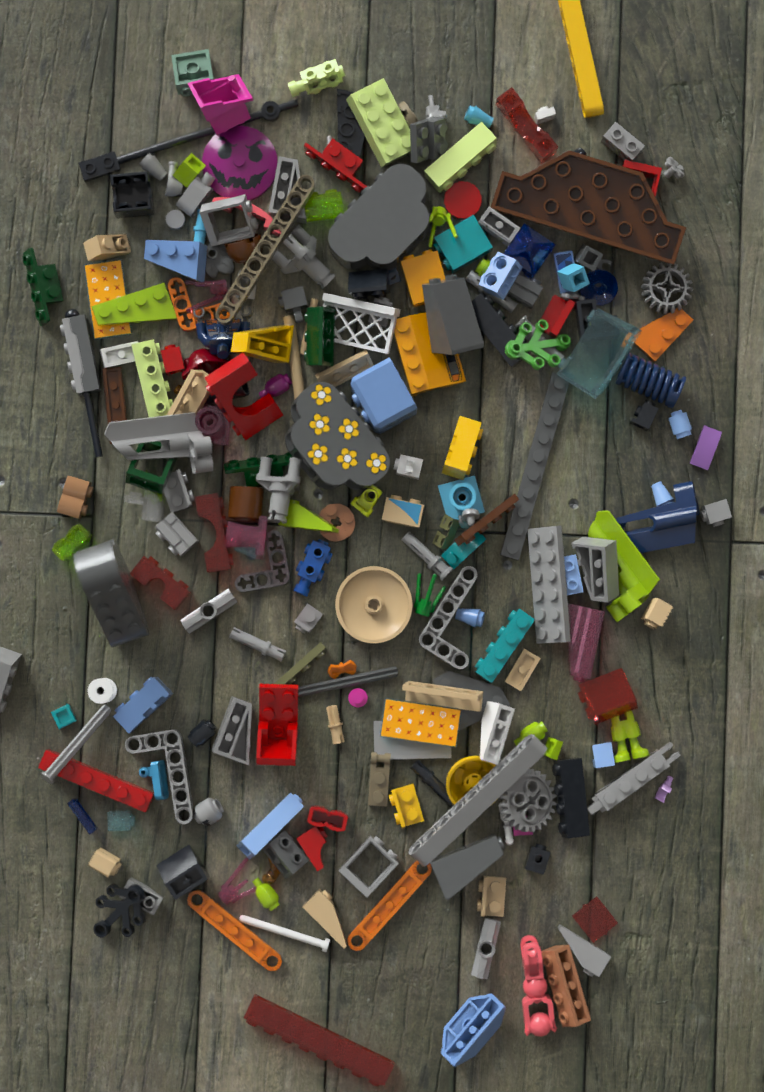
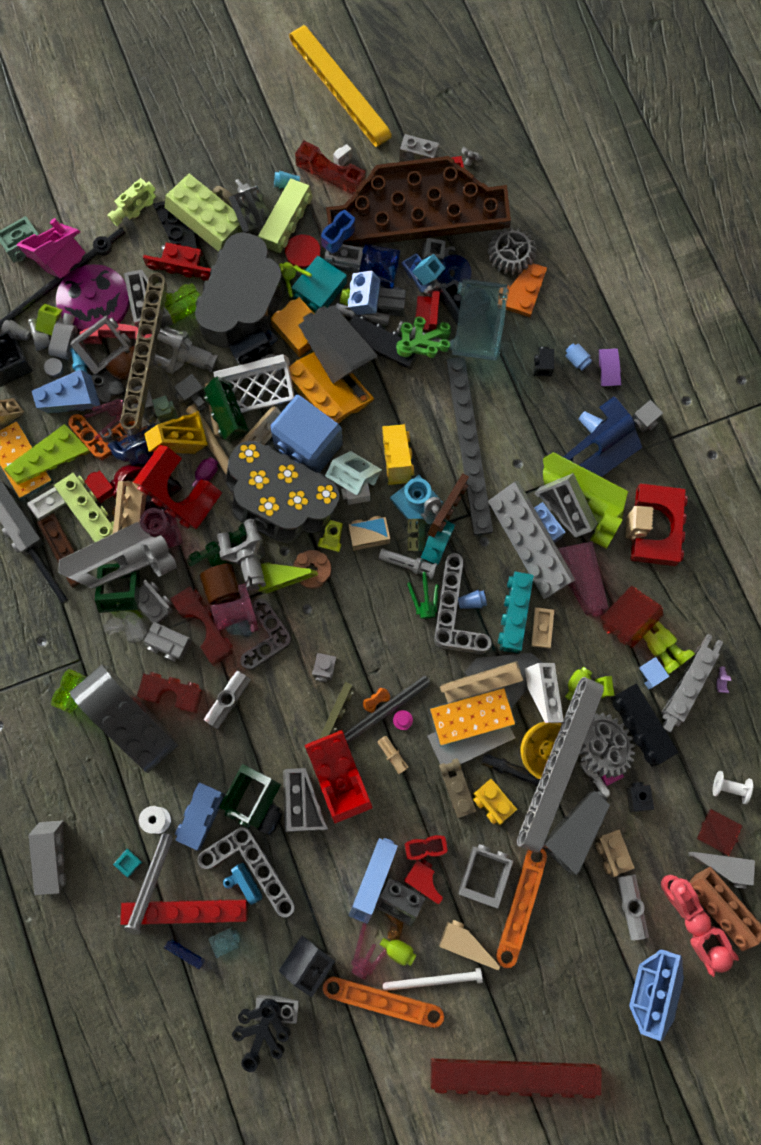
camera: 25 degrees left, 10 degrees down
(75, 497) = (56, 649): medium nougat brick -> none
(105, 863) = (226, 991): tan brick -> none
(186, 694) = (238, 789): none -> dark green window
(208, 812) = (307, 893): light grey head -> none
(251, 641) = (293, 711): light grey pin -> none
(263, 309) = (164, 409): none -> sand green brick
(314, 561) = (307, 611): blue brick -> none
(373, 604) = (379, 626): tan dish -> none
(403, 455) = (352, 473): none -> light aqua panel
(495, 207) = (338, 231): none -> blue brick
(625, 887) = (744, 790): none -> white piece
(652, 376) = (516, 321): dark blue piece -> none
(698, 605) = (671, 503): none -> red arch

